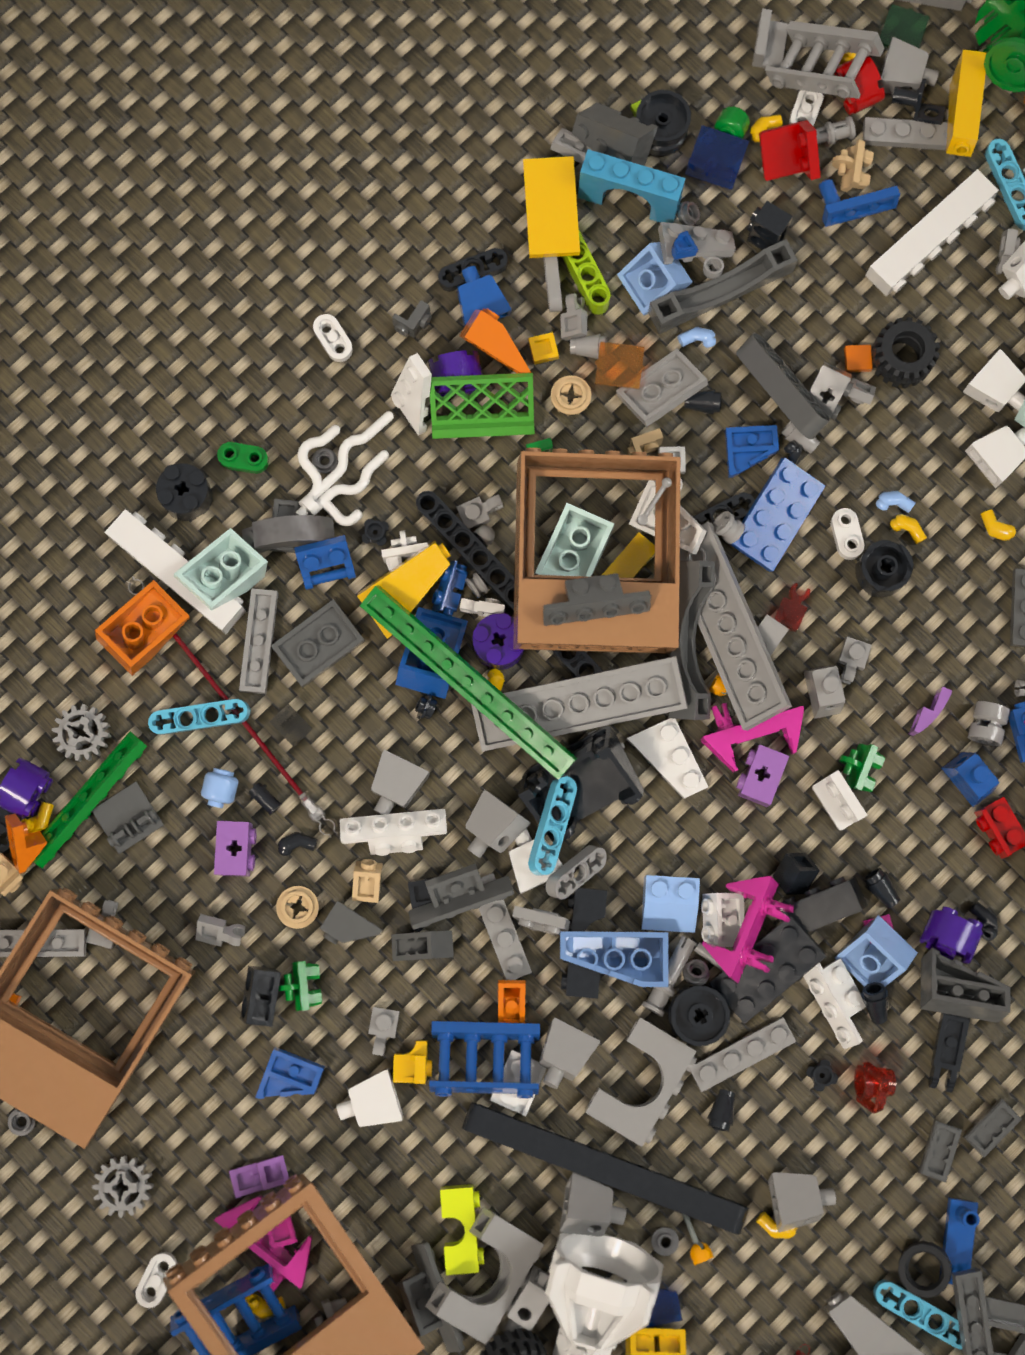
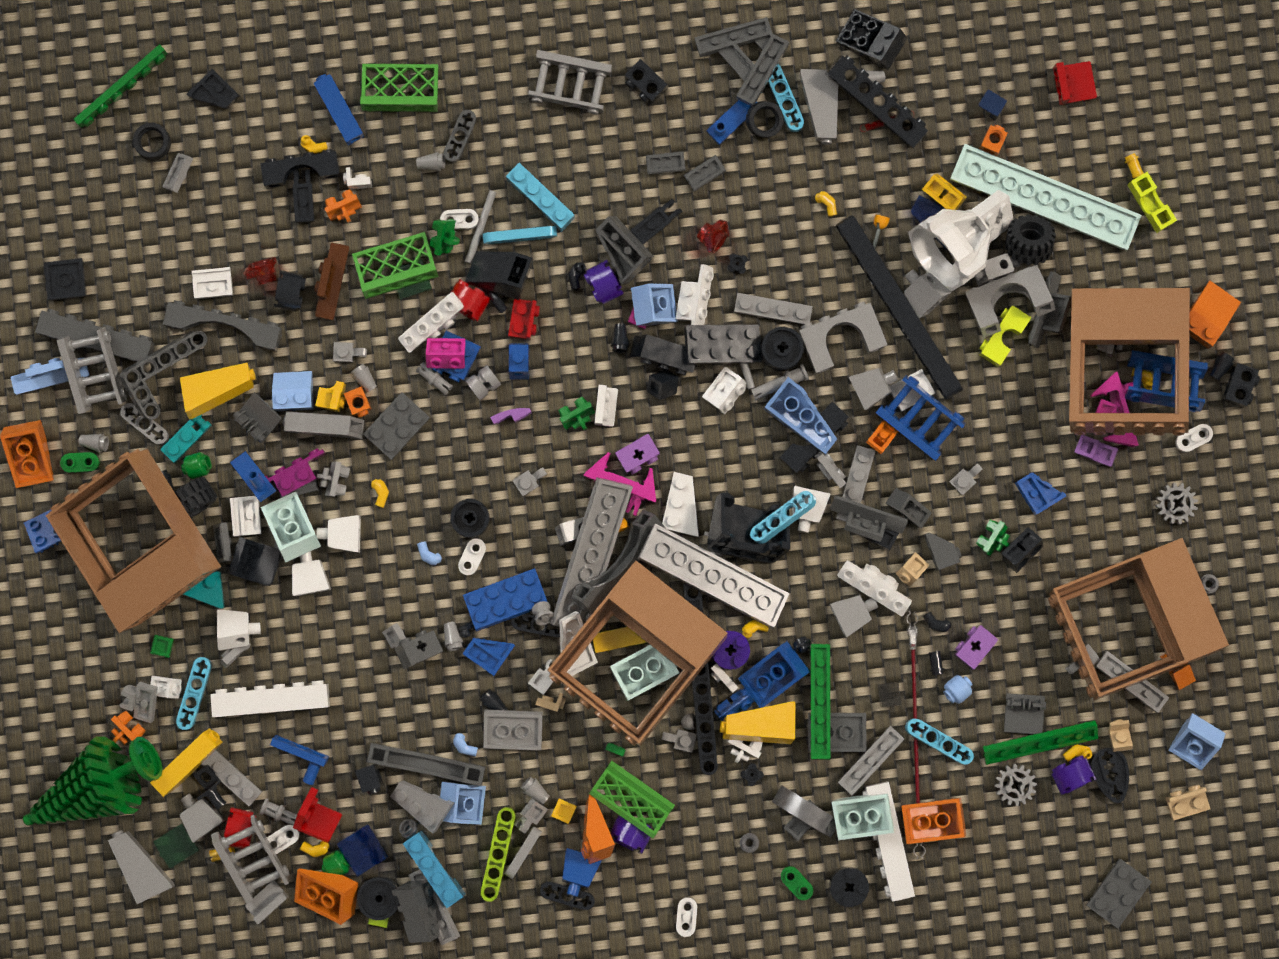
camera: 145 degrees left, 5 degrees up
(23, 845) = (1095, 742): orange slope -> none
(215, 931) = (1021, 607): light grey plate -> none
(286, 913) = (972, 586): tan gear -> none
(321, 493) = (764, 822): white plant -> none
(324, 555) = (794, 781): blue plate -> none
(359, 659) = (820, 701): none -> green plate
(372, 1101) = (1001, 442): white torso -> none
(412, 391) = (666, 840): white wing -> none
(413, 1066) = (964, 444): yellow brick -> none
(419, 319) = (625, 887): dark grey bracket -> none
(468, 682) = (769, 637): green plate -> none
(476, 585) = (717, 694): light grey bush -> none
(494, 825) = (815, 544): light grey torso -> none
(551, 207) = (492, 894): yellow tile -> none
(562, 881) = (801, 481): light grey beam -> none
(563, 387) = (569, 759): tan gear -> none
(595, 599) = (663, 623): dark grey bracket -> none
(619, 365) = (528, 762): clear orange piece -> none
(642, 519) = (598, 650): light grey hinge -> none
(665, 1232) = (893, 248): flat silver plate -> none
(670, 903) = (748, 423): light blue slope -> none
(684, 246) = (434, 804): blue tile -> none
(699, 967) = (760, 376): flat silver plate -> none
(717, 87) = (326, 894): none -> orange slope
(717, 267) = (419, 778): light grey hinge -> none
(722, 1111) = (809, 286): black cone -> none
(761, 891) = (693, 387): dark pink hose -> none
(783, 386) = (441, 673): dark grey beam -> none
(790, 610) = (543, 536): clear red plate -> none
(798, 1199) = (805, 208): light grey torso -> none
(825, 691) = (562, 475): light grey torso -> none
(850, 165) = (284, 781): tan hips -> none
(858, 358) = (378, 657): orange tile -> none
(876, 1001) = (675, 280): black cone -> none
(910, 525) = (431, 533): yellow arm -> none
(913, 335) = (334, 631): black tyre -> none

